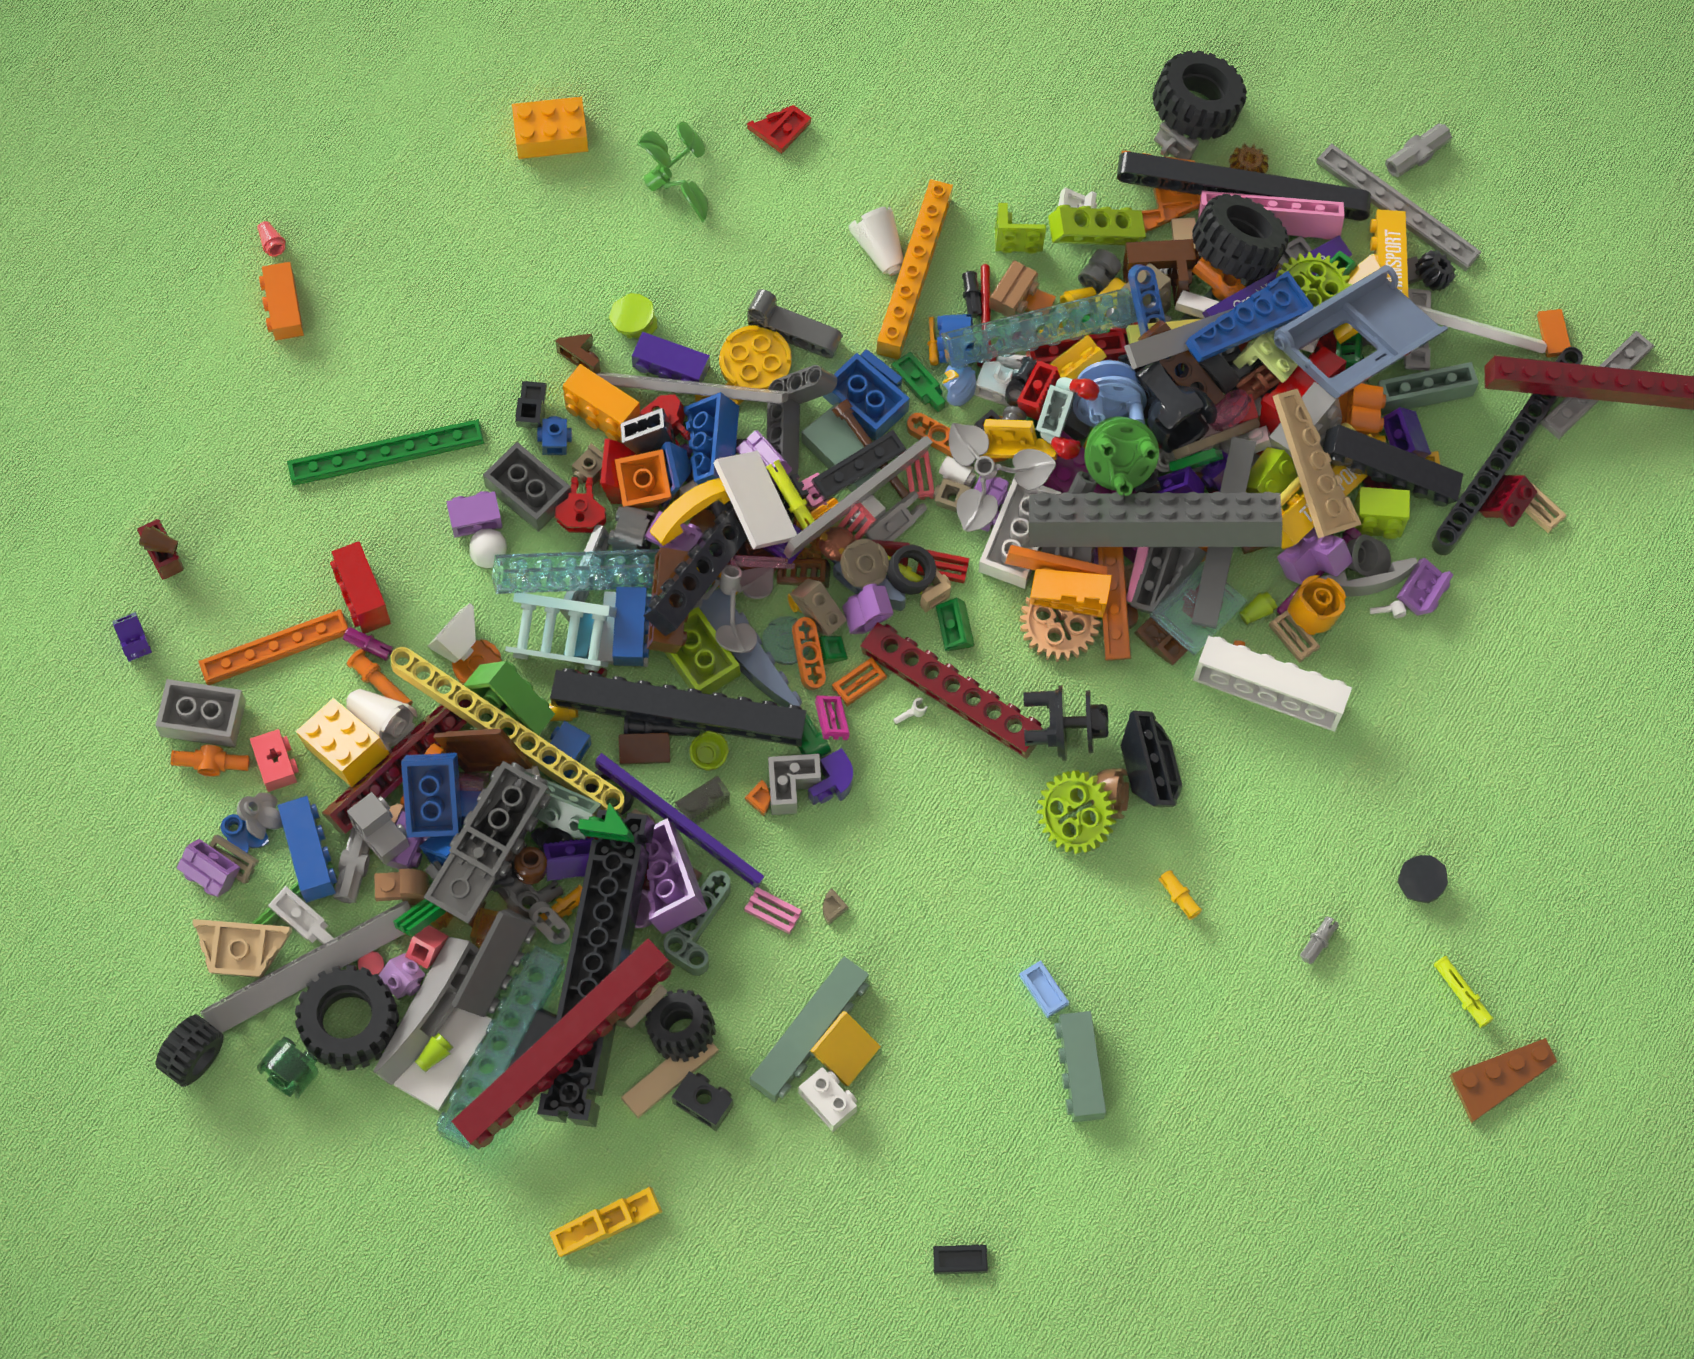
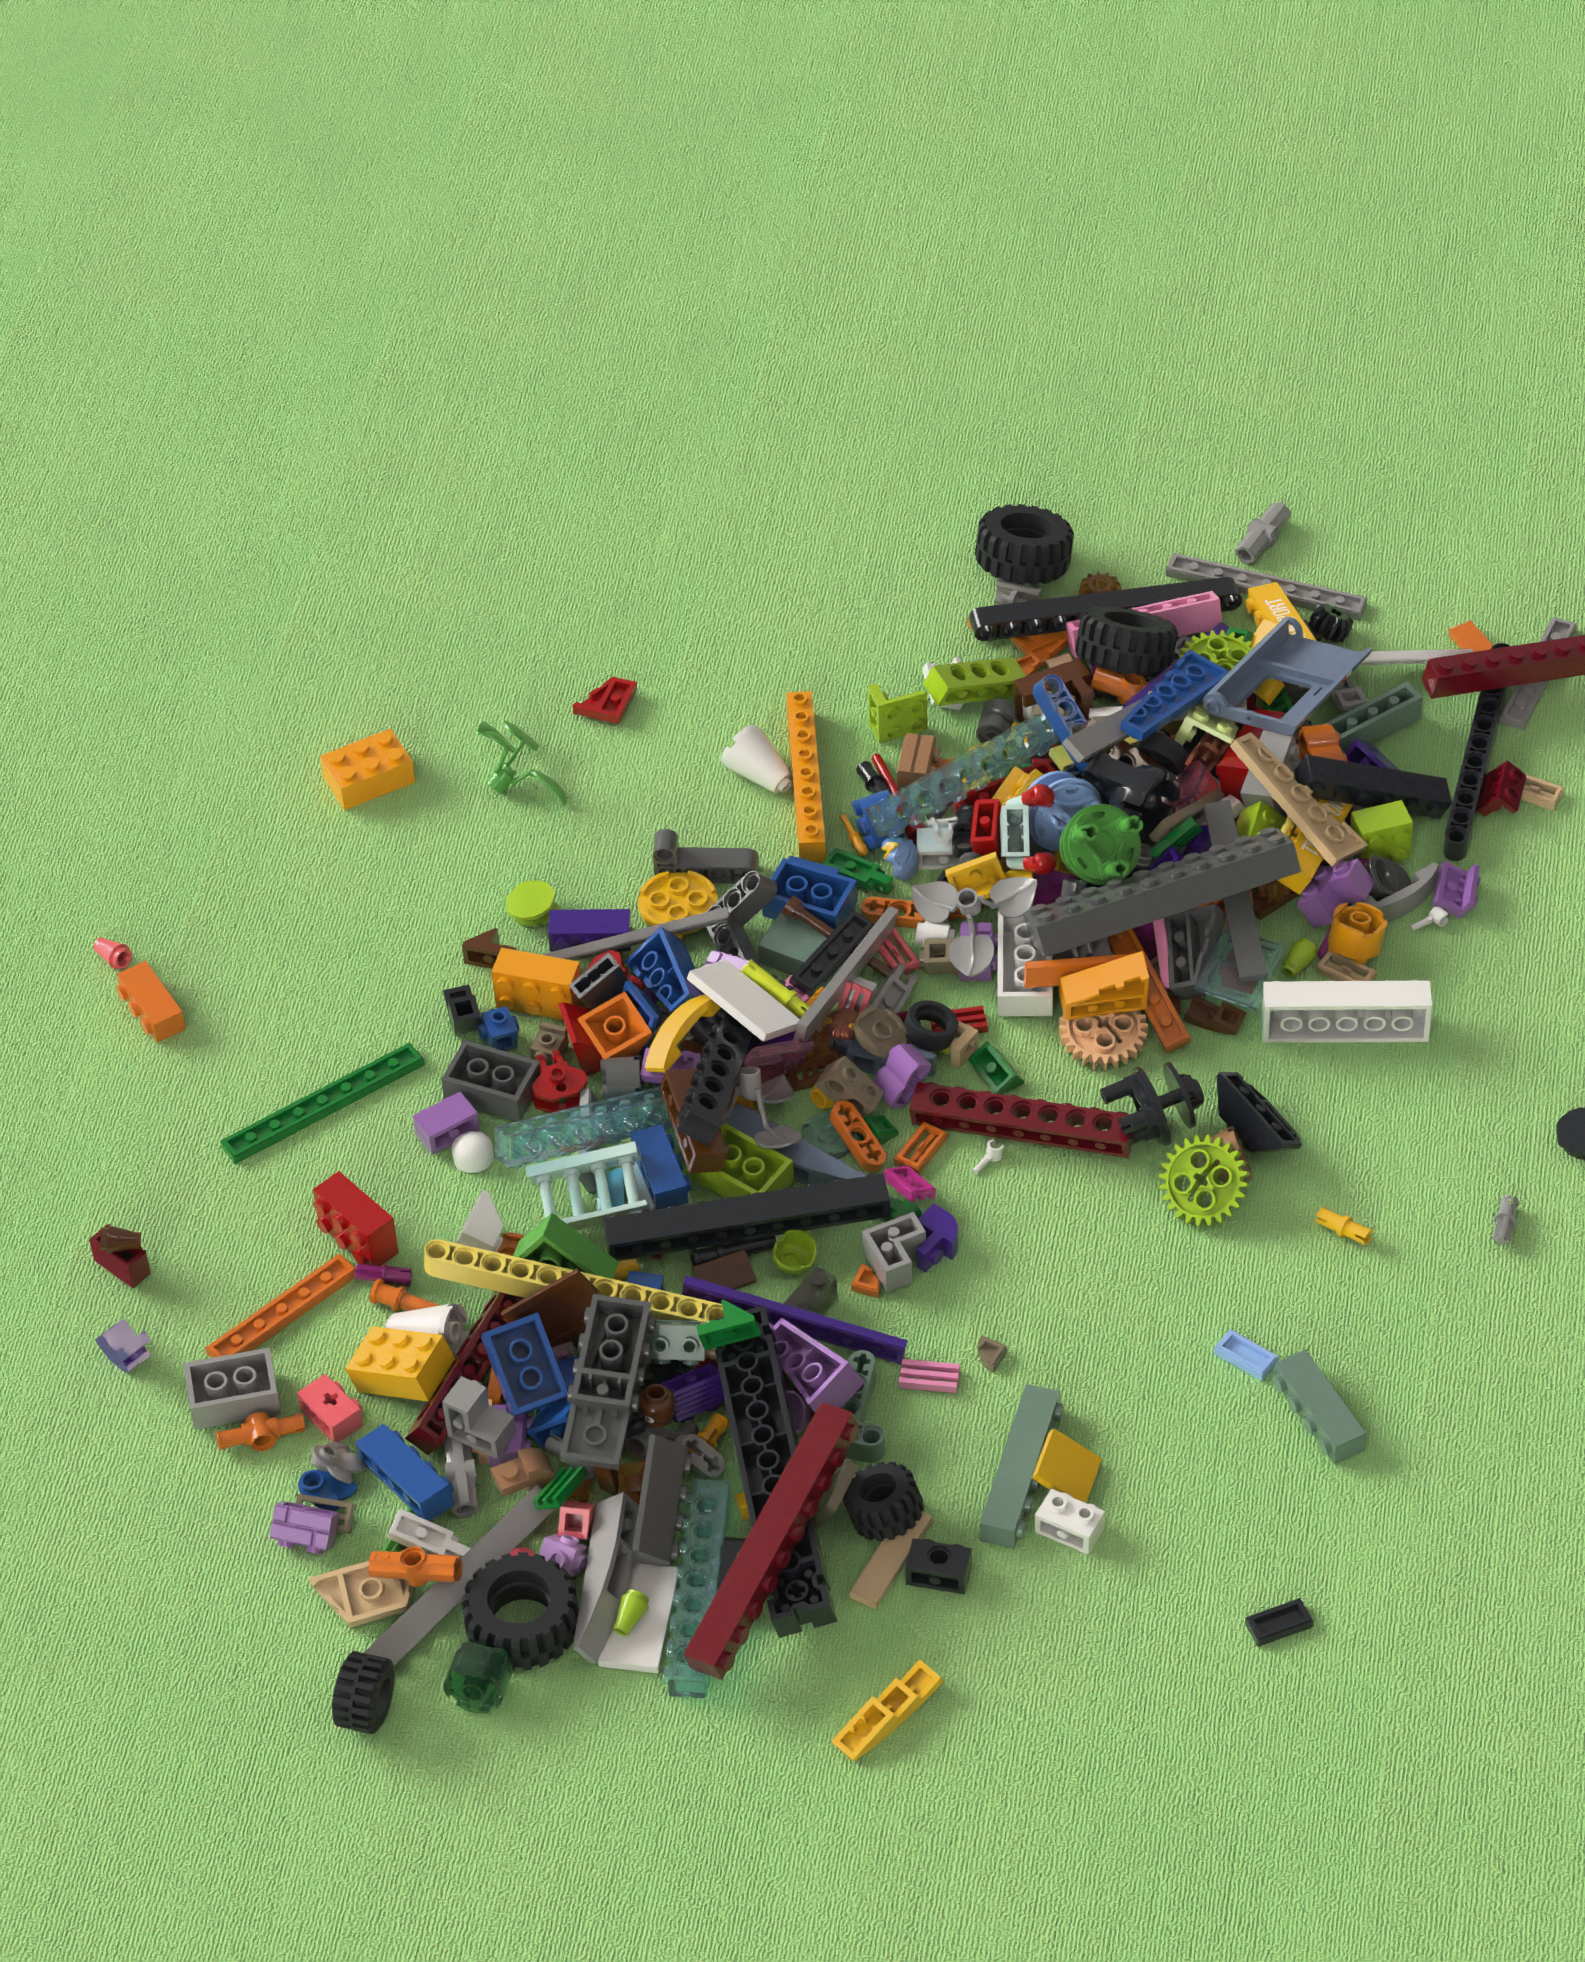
camera: 15 degrees left, 20 degrees down
(285, 956) = (415, 1566): none -> orange piece

